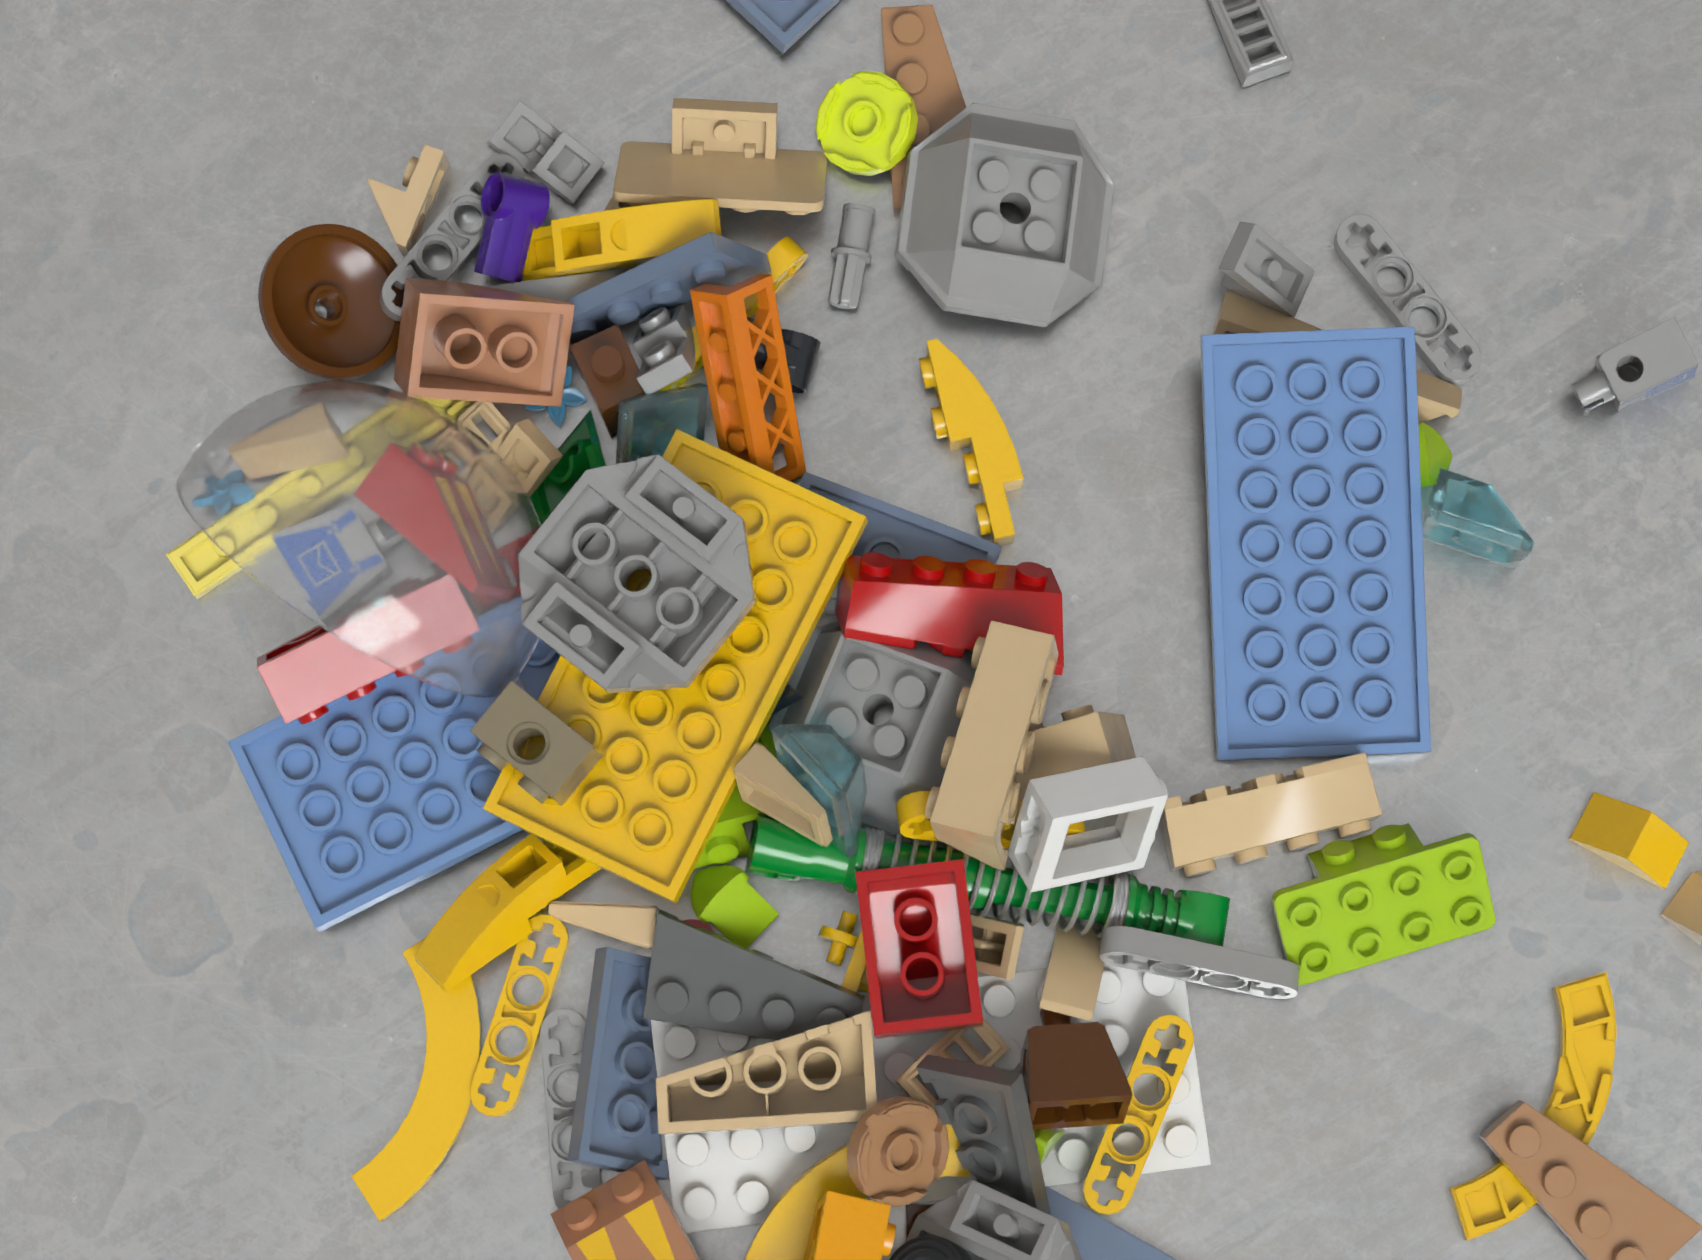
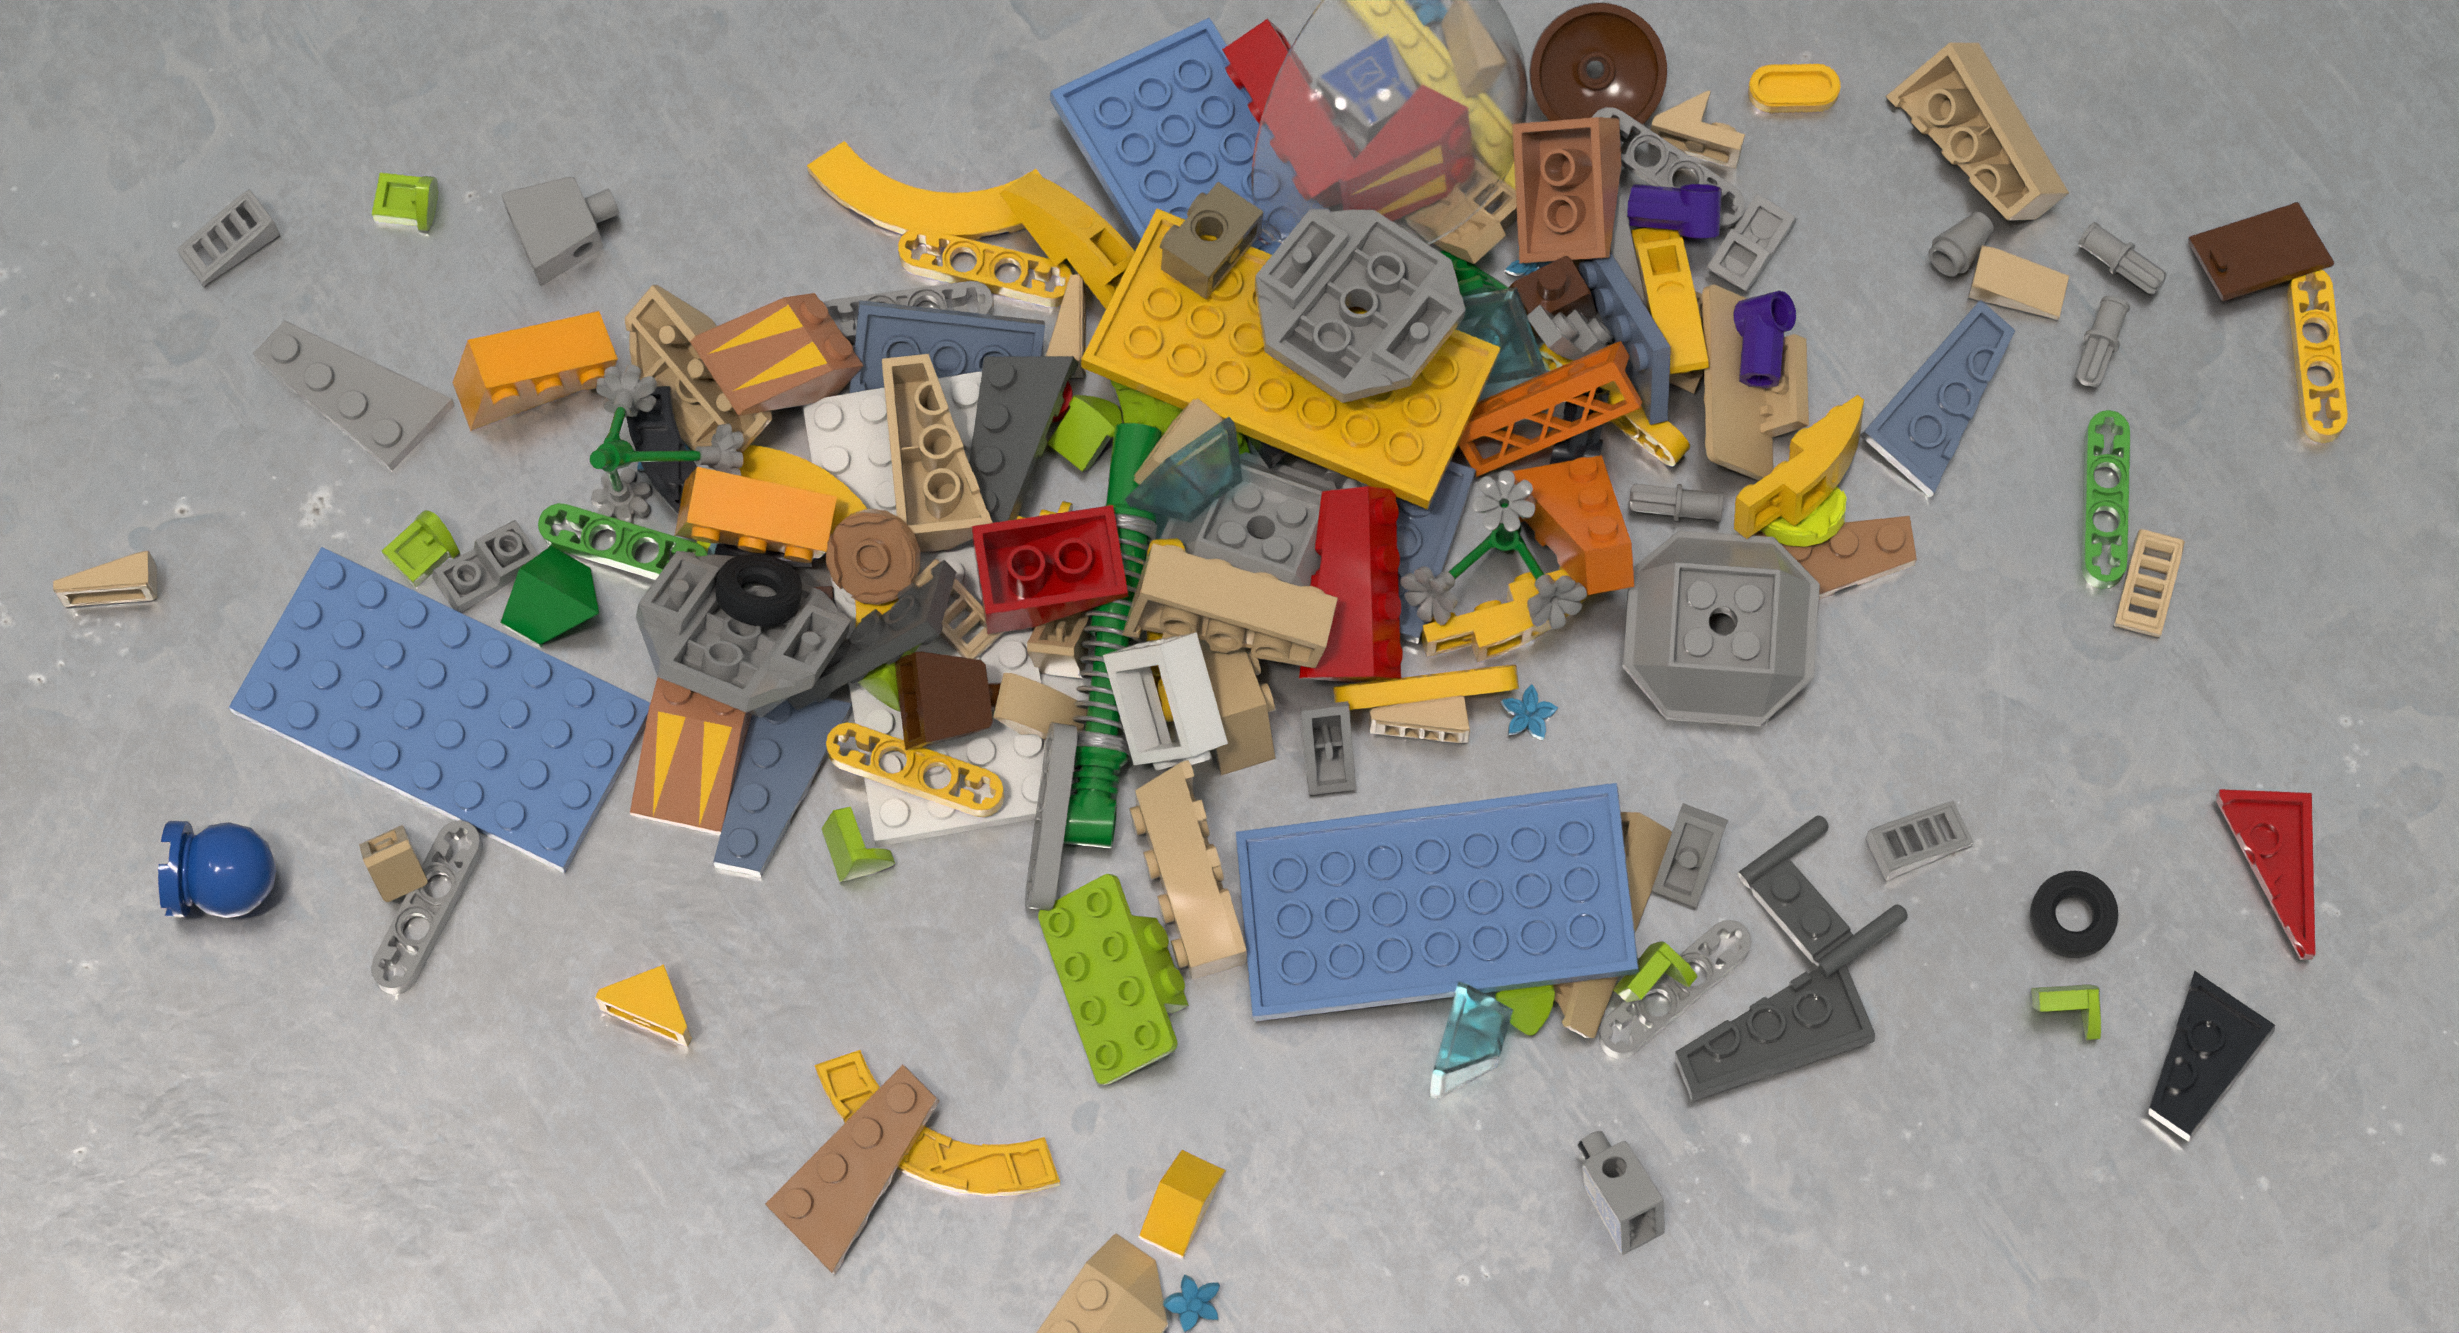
camera: 85 degrees right, 10 degrees down
(358, 92) = (1794, 88): none -> yellow tile
(658, 141) = (1762, 325): none -> dark purple piece
(832, 104) = (1814, 469): none -> yellow slope
(884, 355) = (1581, 522): none -> orange wedge
(885, 437) = (1503, 505): none -> light grey plant
(1059, 530) = (1428, 687): none -> yellow beam
(1087, 434) = (1529, 713): none -> dark azure plant
(1096, 535) = (1429, 719): none -> tan slope
(1126, 654) = (1327, 748): none -> light grey slope
(1219, 1194) = (848, 848): none -> lime tile
(1327, 156) = (1804, 911): none -> dark grey plate
(1399, 310) = (1655, 961): none -> lime tile
(1457, 182) = (1790, 1029): none -> dark grey wing

